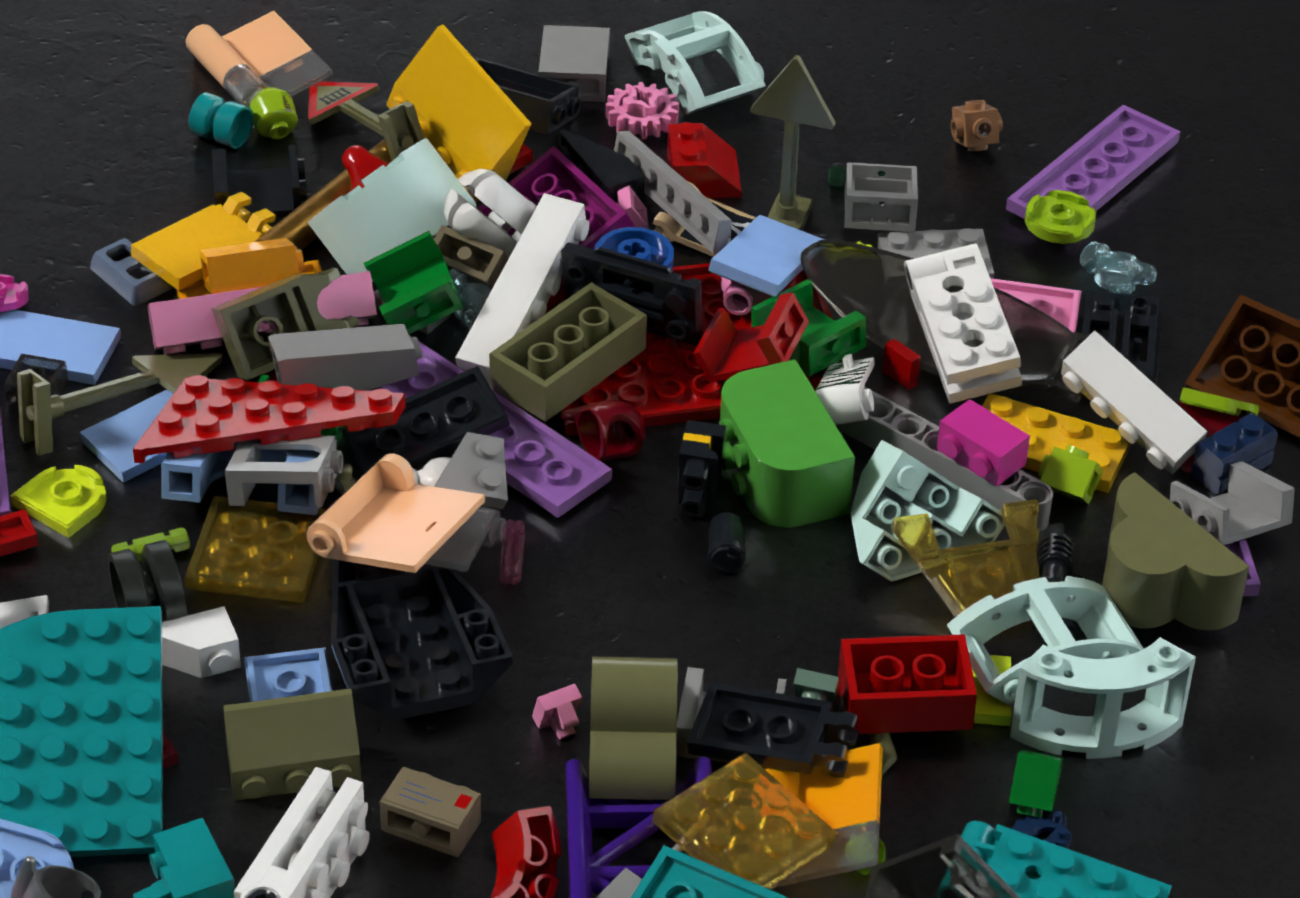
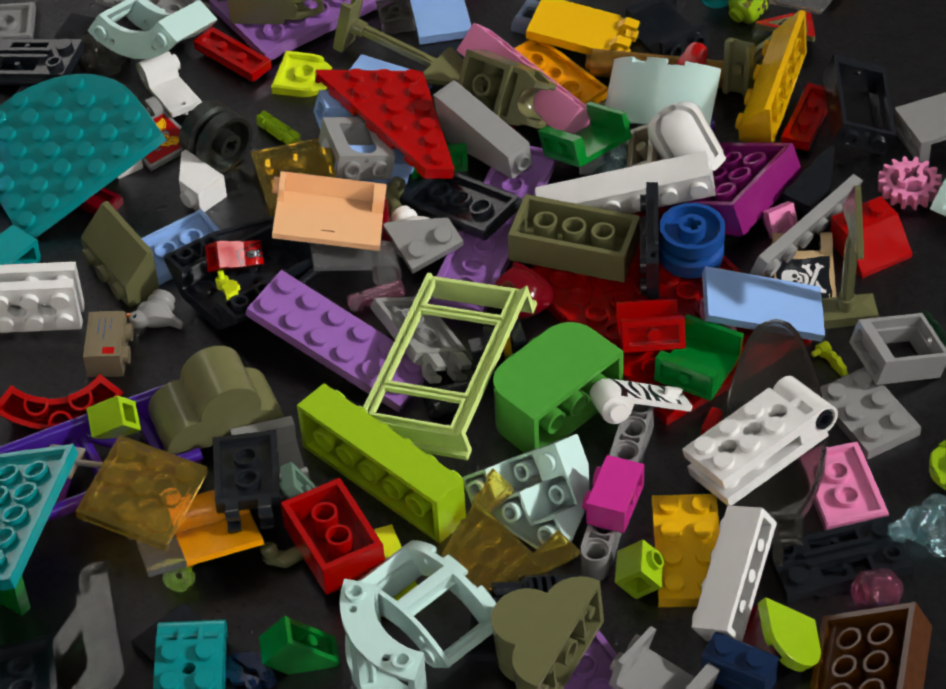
camera: 70 degrees right, 5 degrees up
(249, 265) = (550, 51): light orange brick -> none
(396, 627) = (234, 255): none -> red leg
(404, 746) = (156, 312): none -> light grey animal
(442, 650) = (228, 287): none -> neon yellow piece
(588, 591) = (330, 335): none -> medium lavender plate
(607, 816) = (113, 418): none -> lime brick
(624, 526) = (432, 342): none -> light grey tile
(769, 584) = (434, 437): none -> yellowish green piece
(808, 613) = (382, 462): none -> lime brick
(1181, 331) = (876, 589): none -> clear pink head

